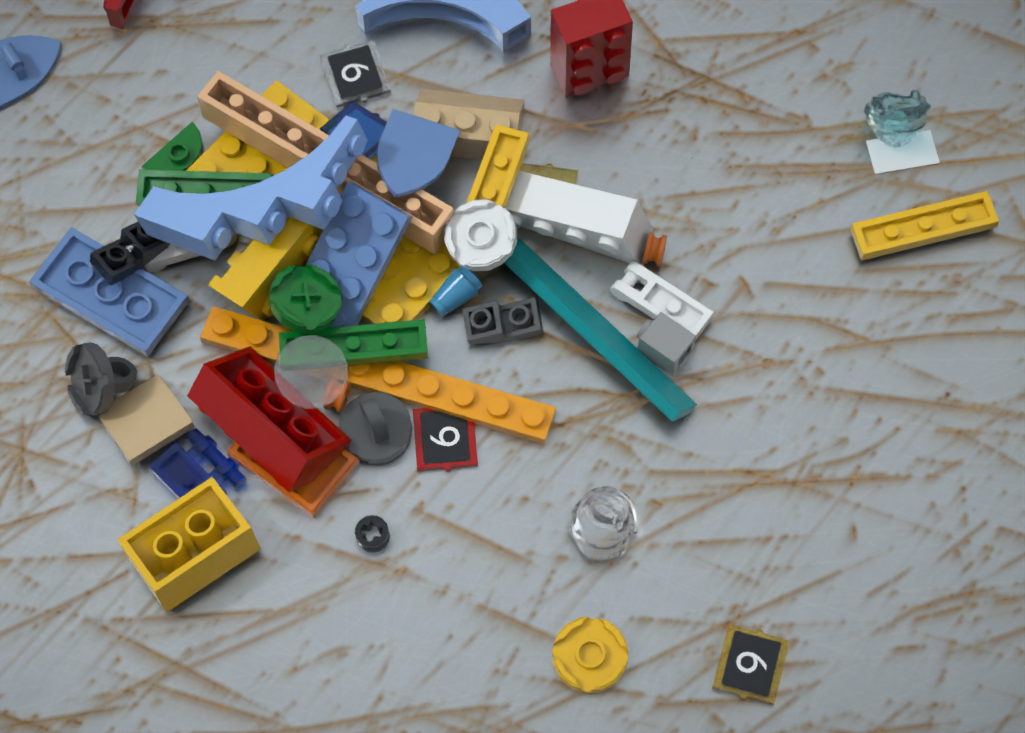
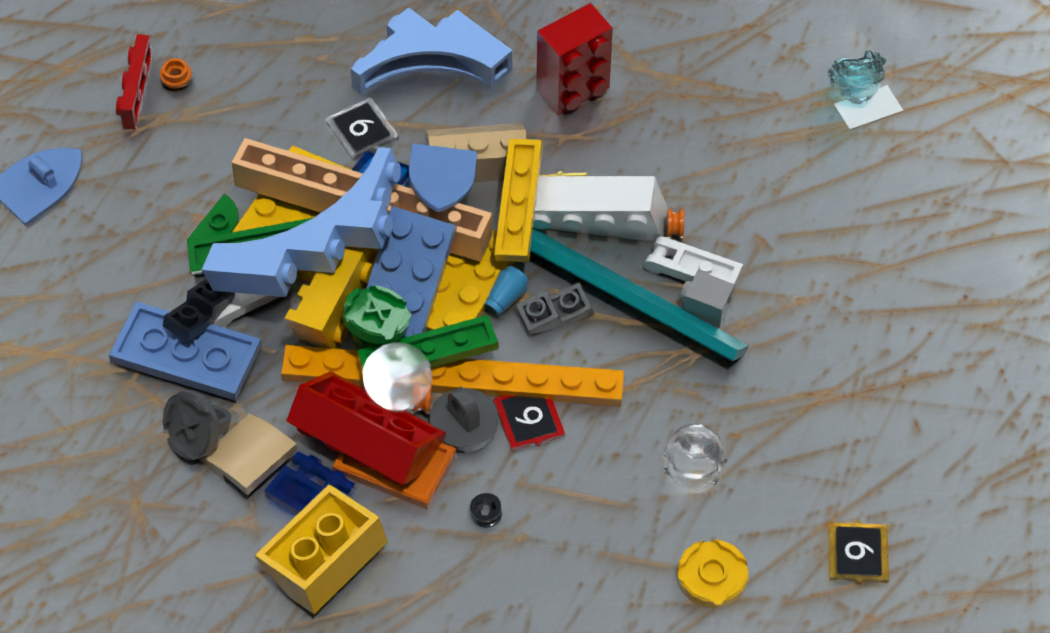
camera: 15 degrees left, 10 degrees down
(480, 235) = (521, 233): white tile -> none
(924, 225) = (905, 161): yellow plate -> none

